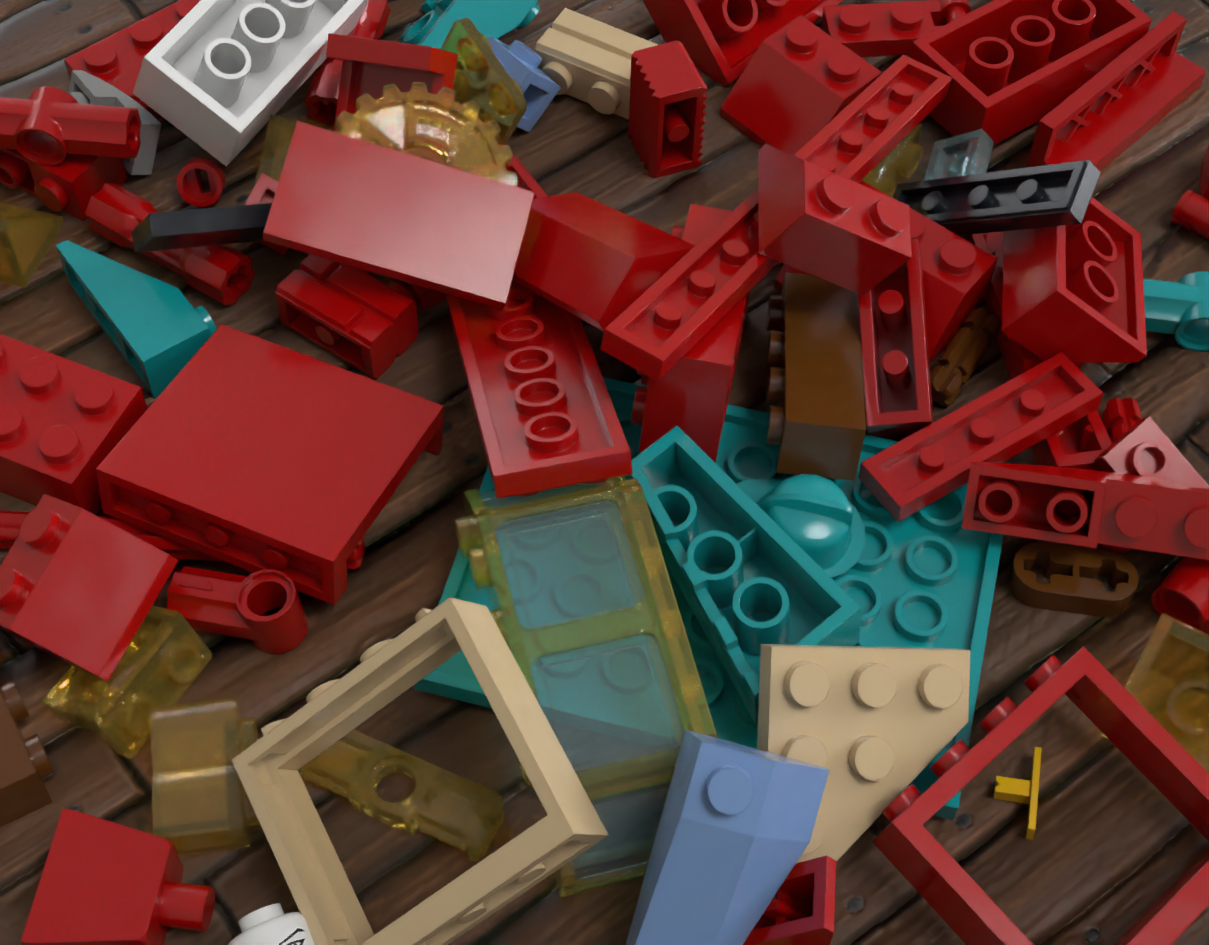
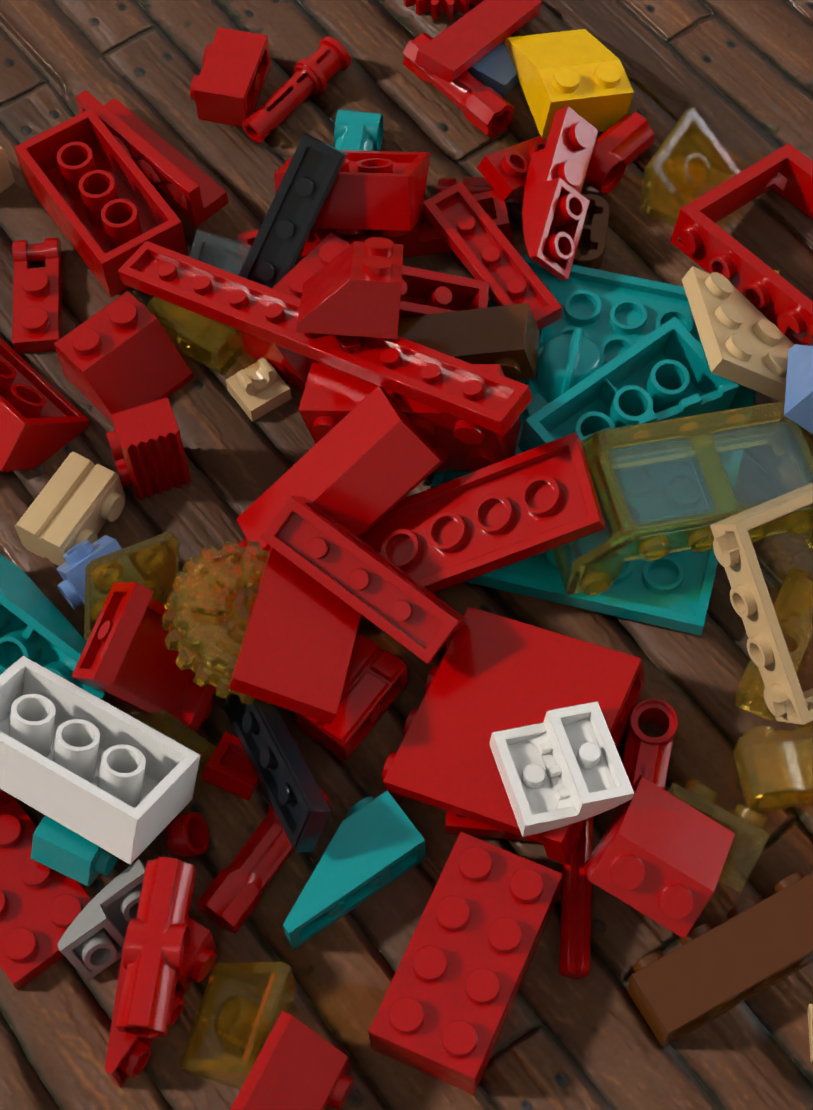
camera: 85 degrees left, 5 degrees up
(185, 462) = (561, 769): none -> white slope
(452, 259) = (362, 578): none -> red fence

